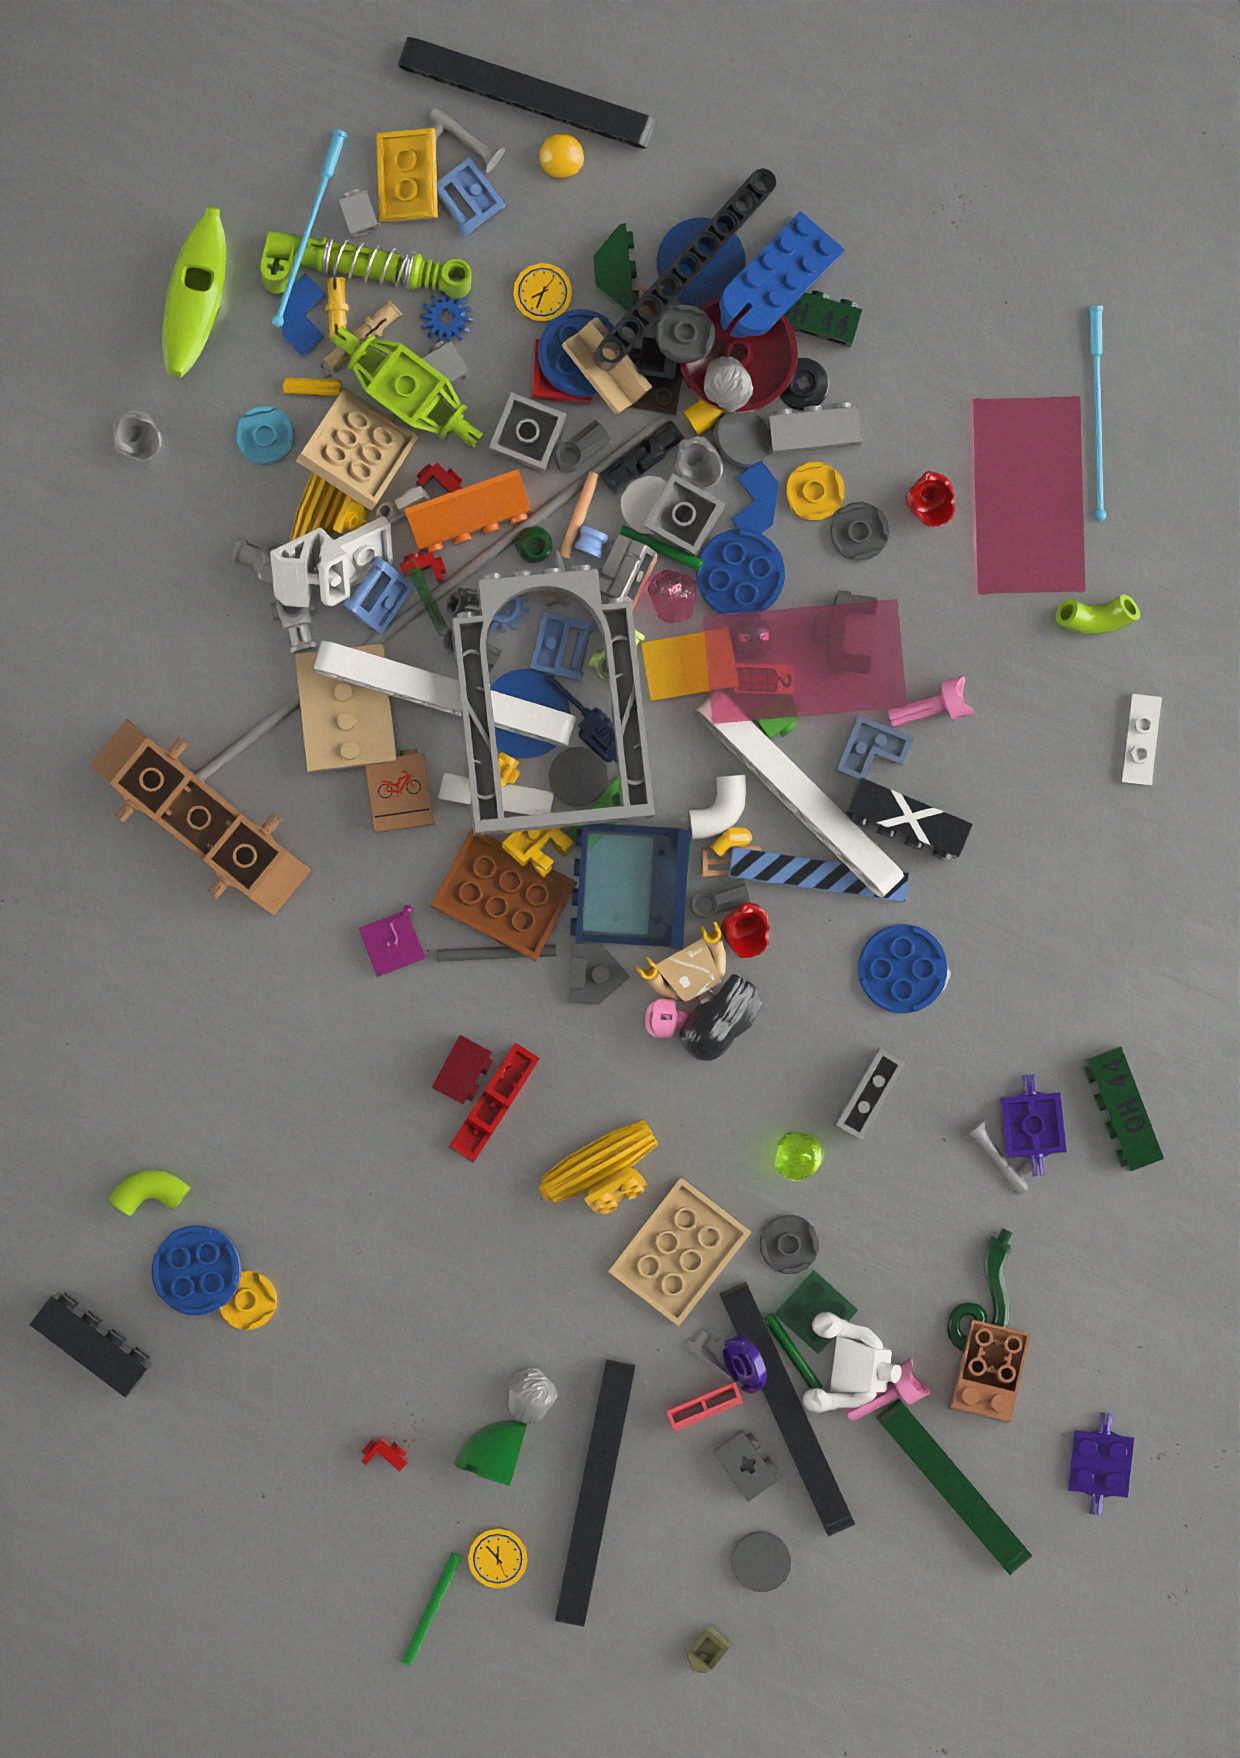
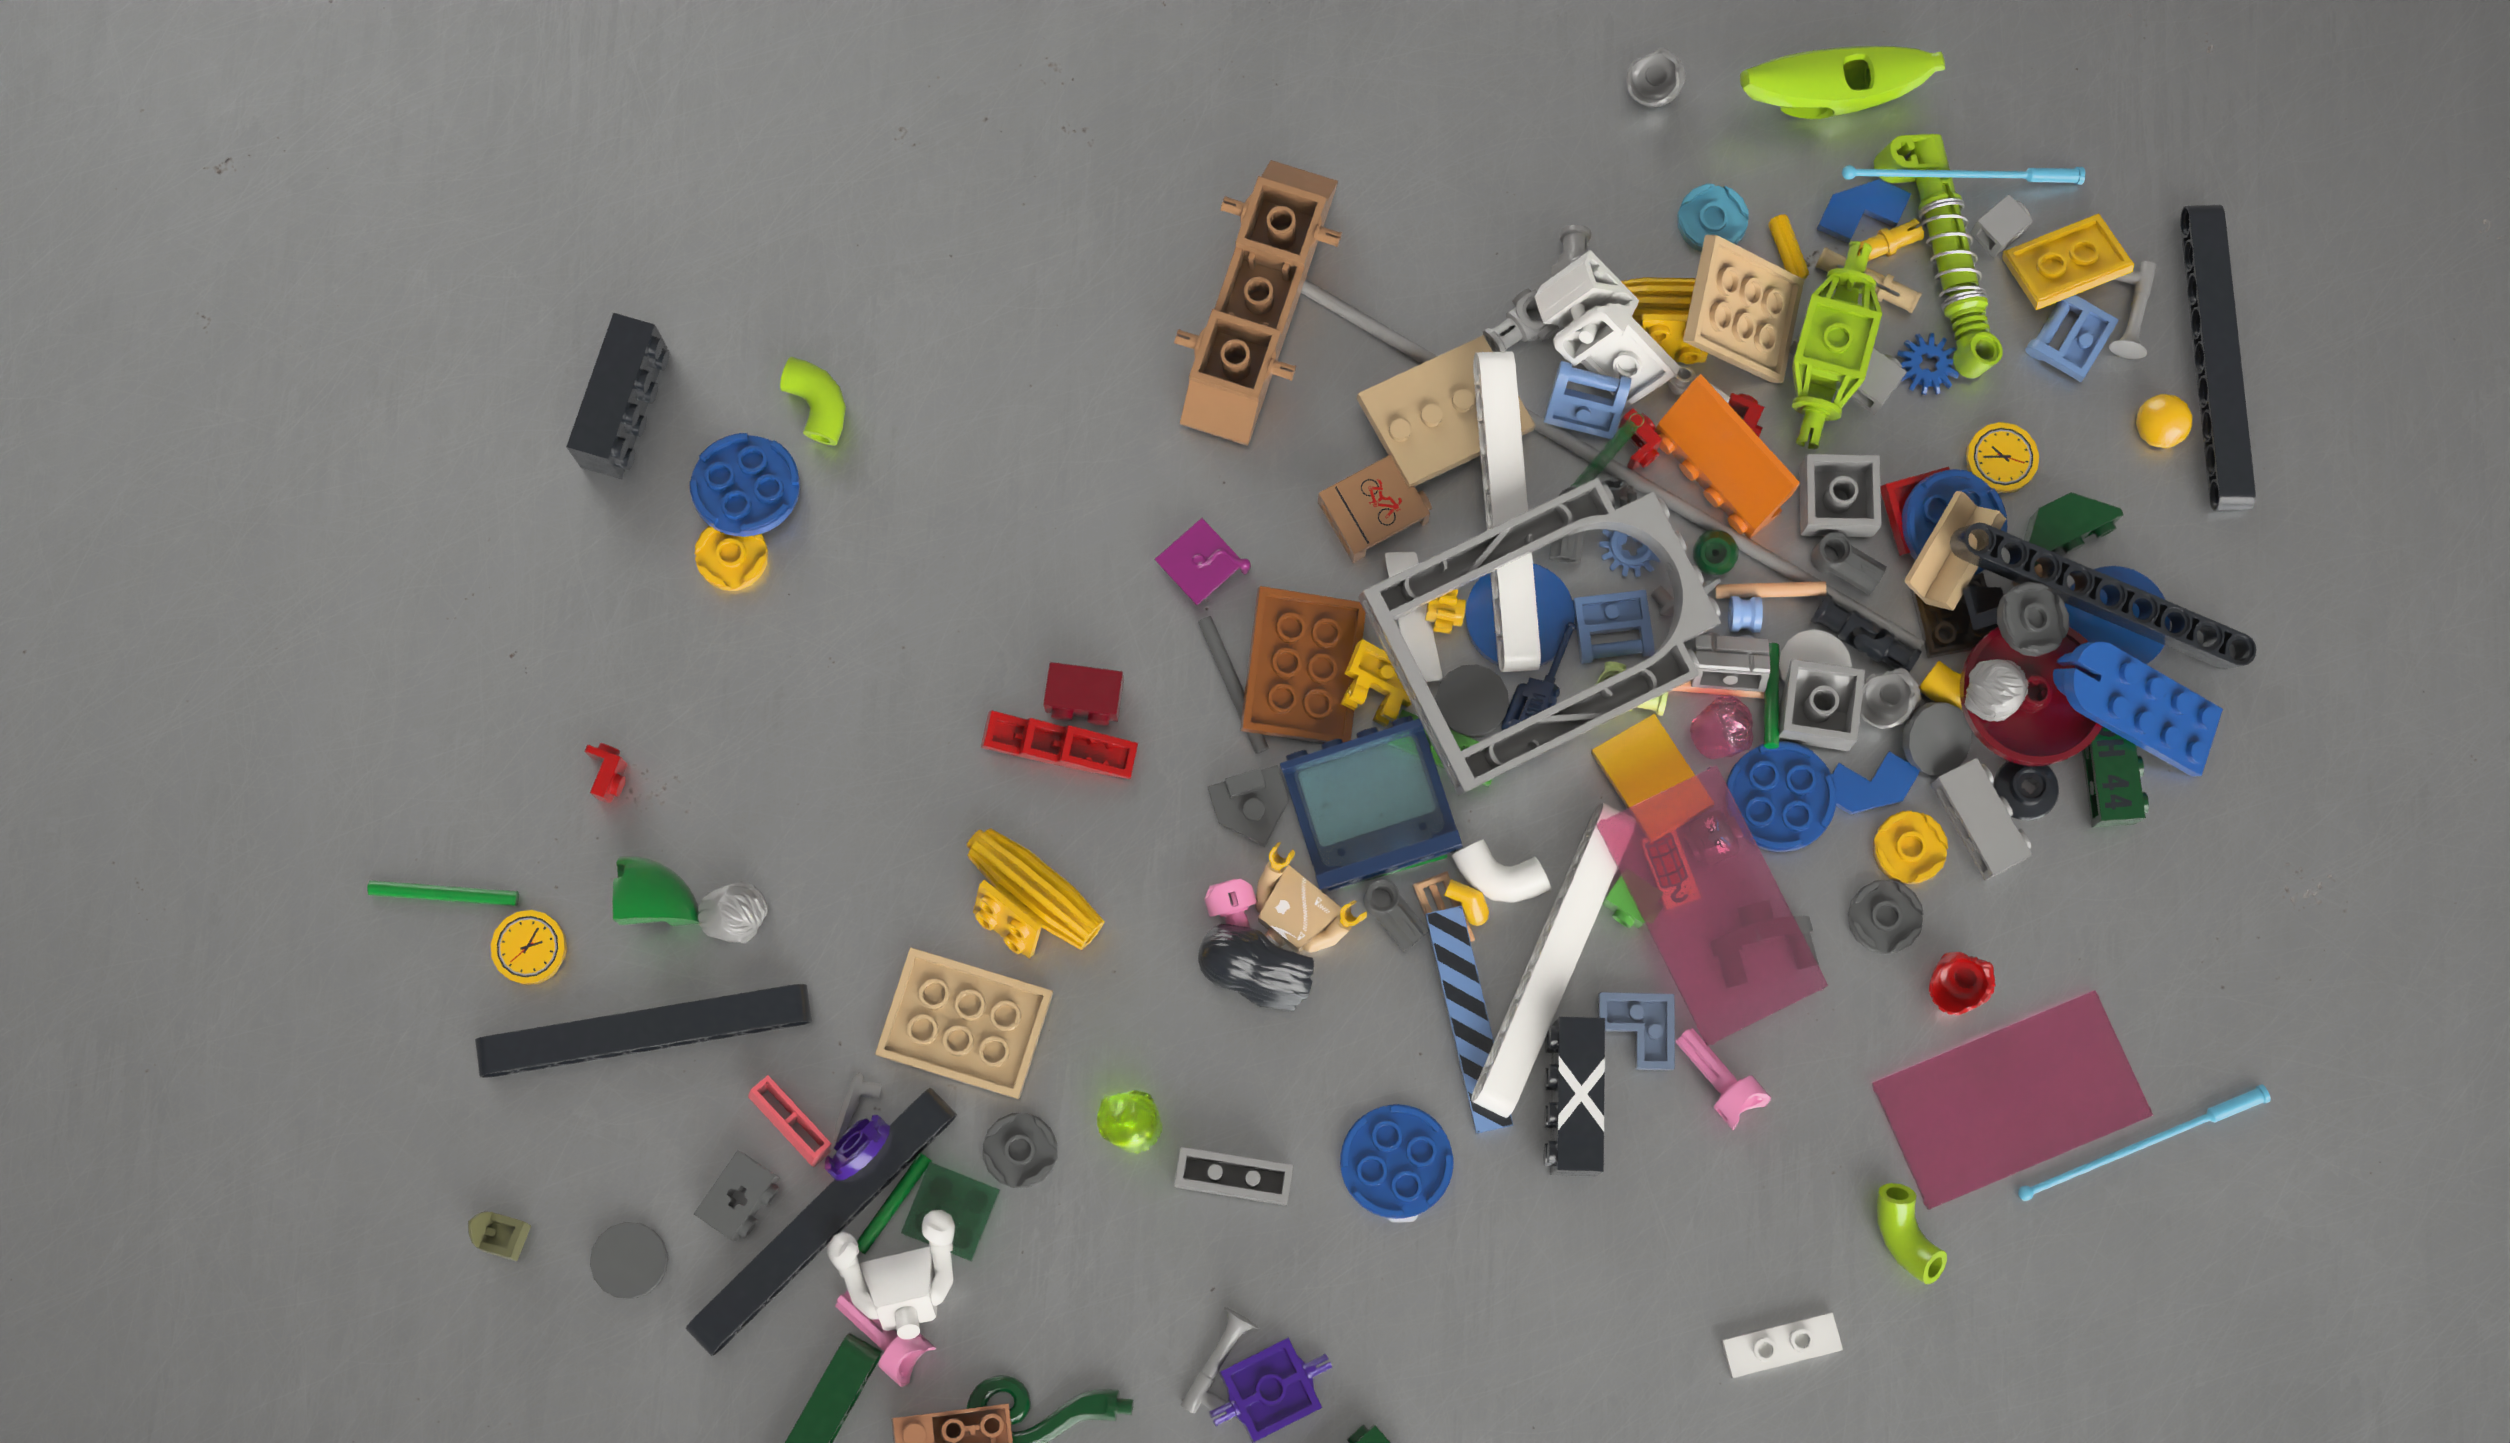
camera: 70 degrees right, 10 degrees down
(746, 930) = (1371, 957): red hair -> none

